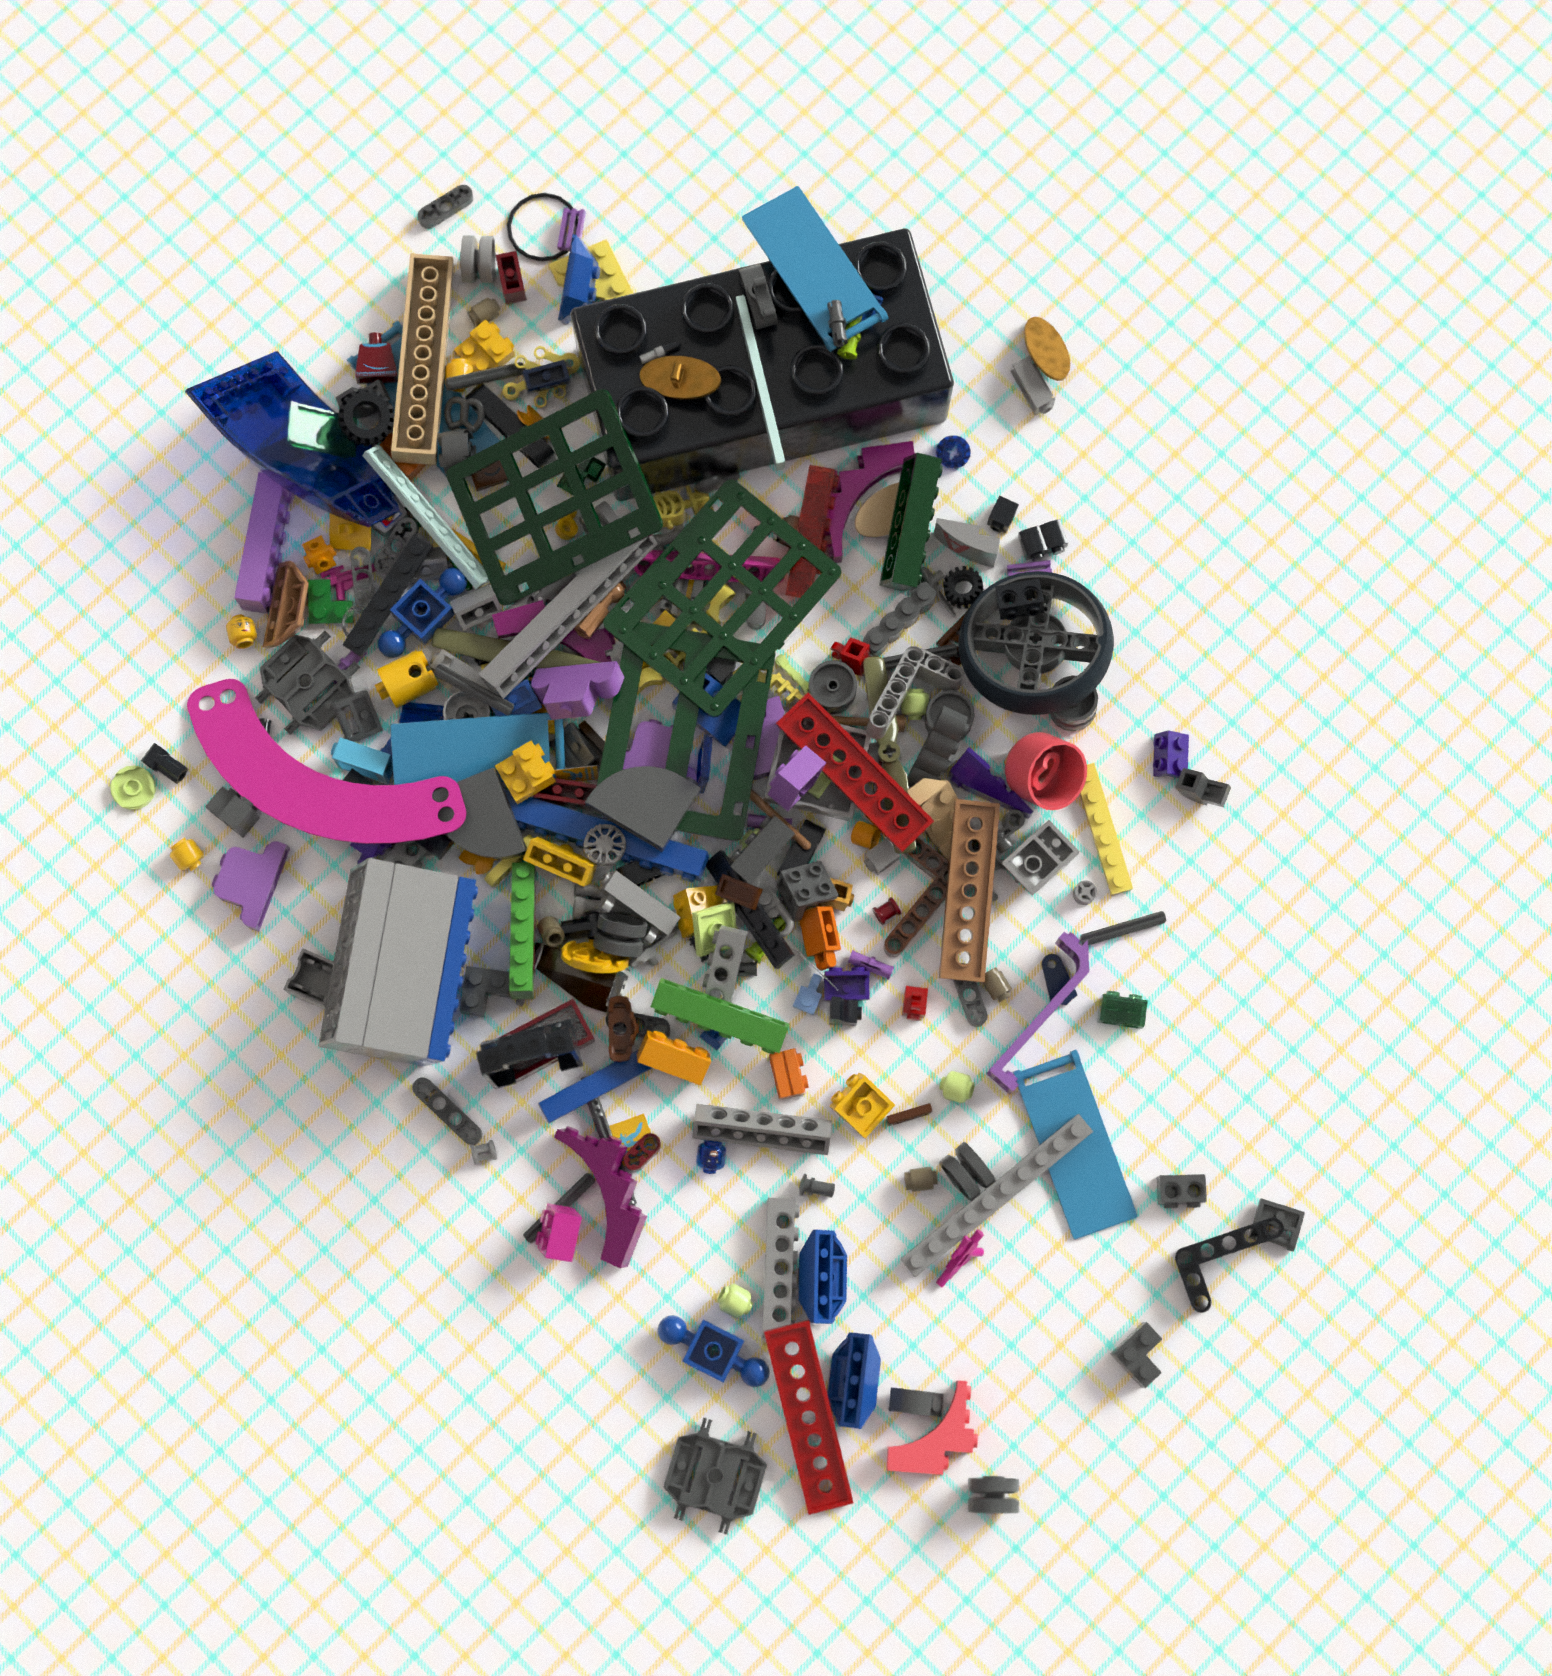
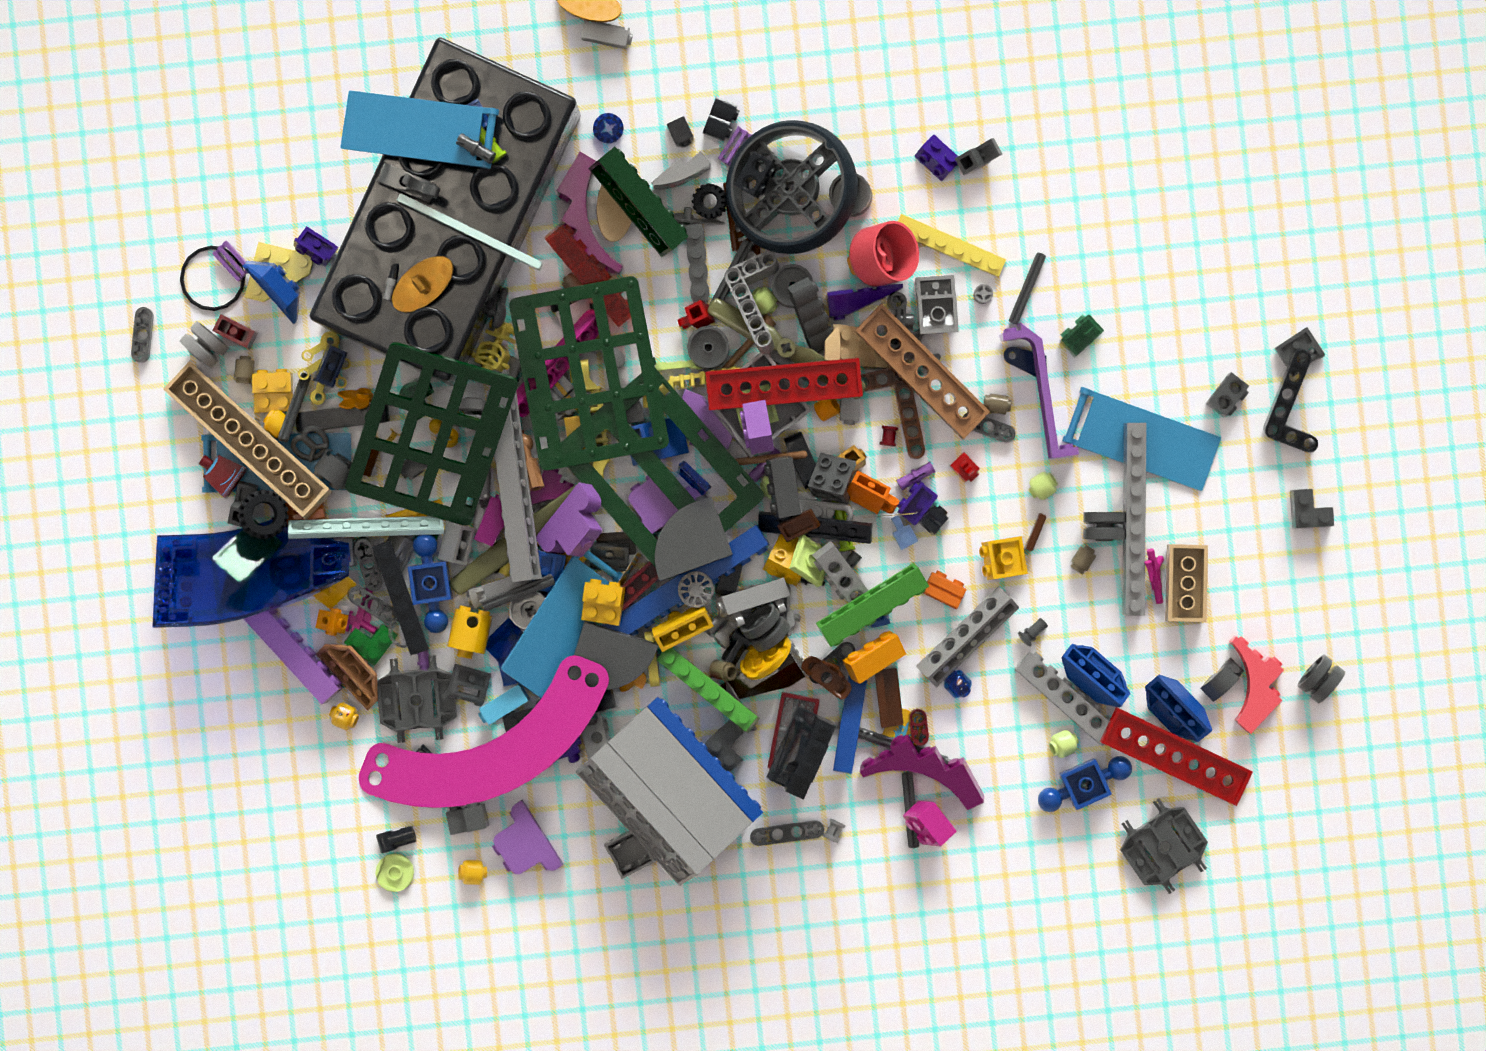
camera: 50 degrees left, 10 degrees up
(510, 516) = (412, 469): none -> dark grey brick
(639, 278) = (315, 246): none -> dark purple bracket
(647, 1103) = (889, 698): none -> reddish brown panel
(977, 1293) = (1186, 583): none -> tan brick

